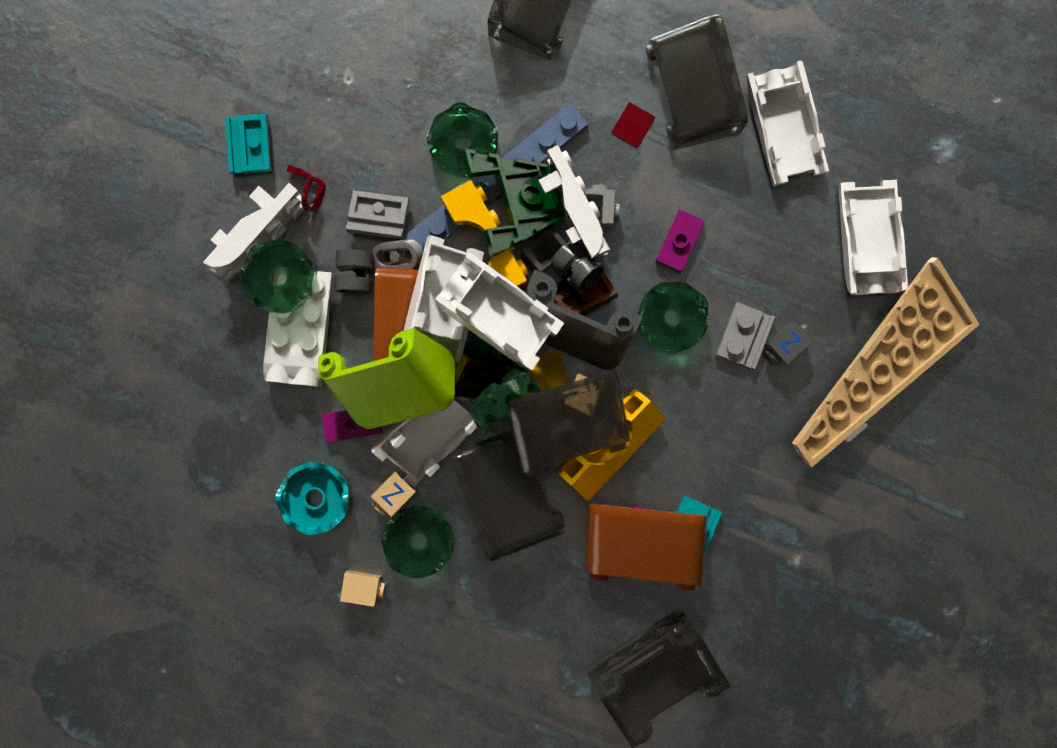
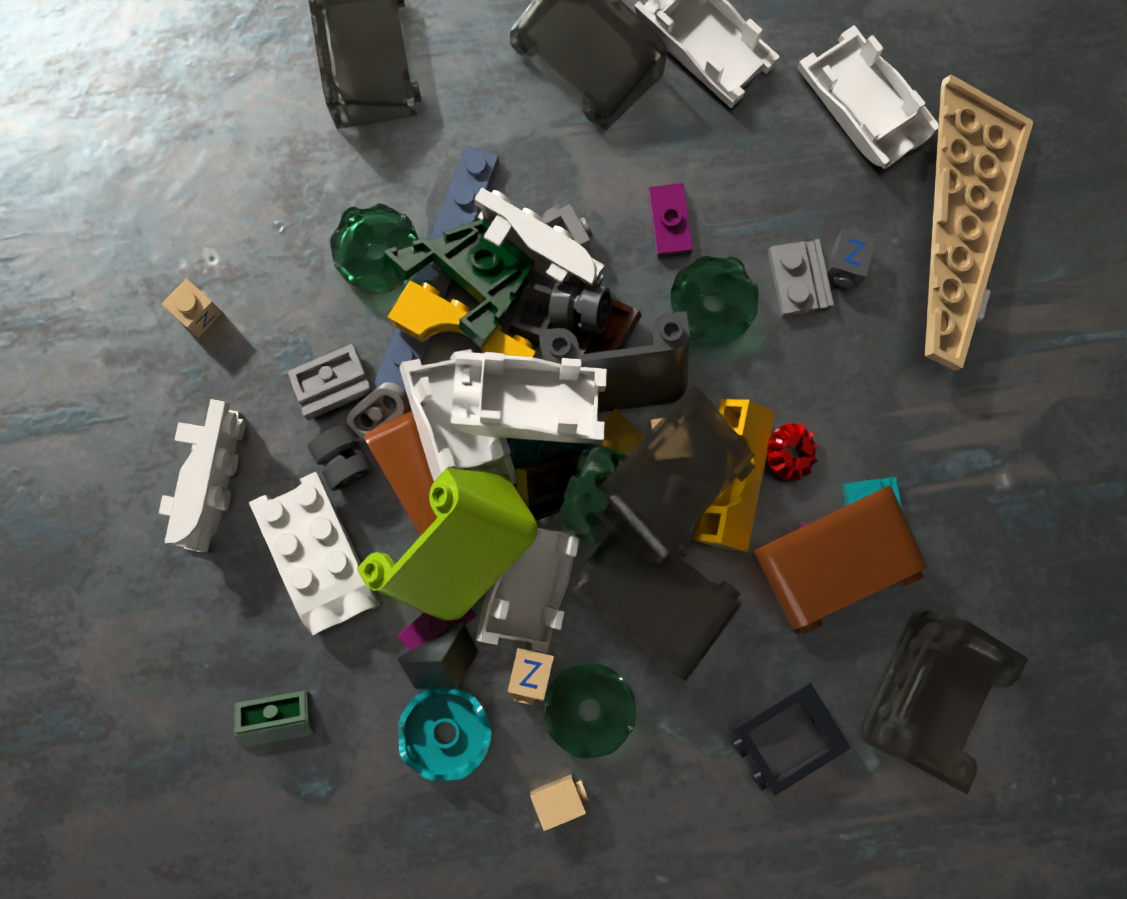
camera: 30 degrees left, 5 degrees down
(207, 419) = (272, 719): none -> dark green slope
(248, 144) = (141, 389): teal plate -> none
(257, 274) = (233, 504): clear green plate -> none
(314, 107) = (192, 307): none -> tan brick
(320, 191) = (230, 384): dark red piece -> none
(340, 448) = (440, 660): none -> pearl dark grey slope
(568, 640) = (821, 719): none -> black window
(633, 124) = (545, 130): dark red sticker -> none
(650, 454) = (782, 461): none -> red gear

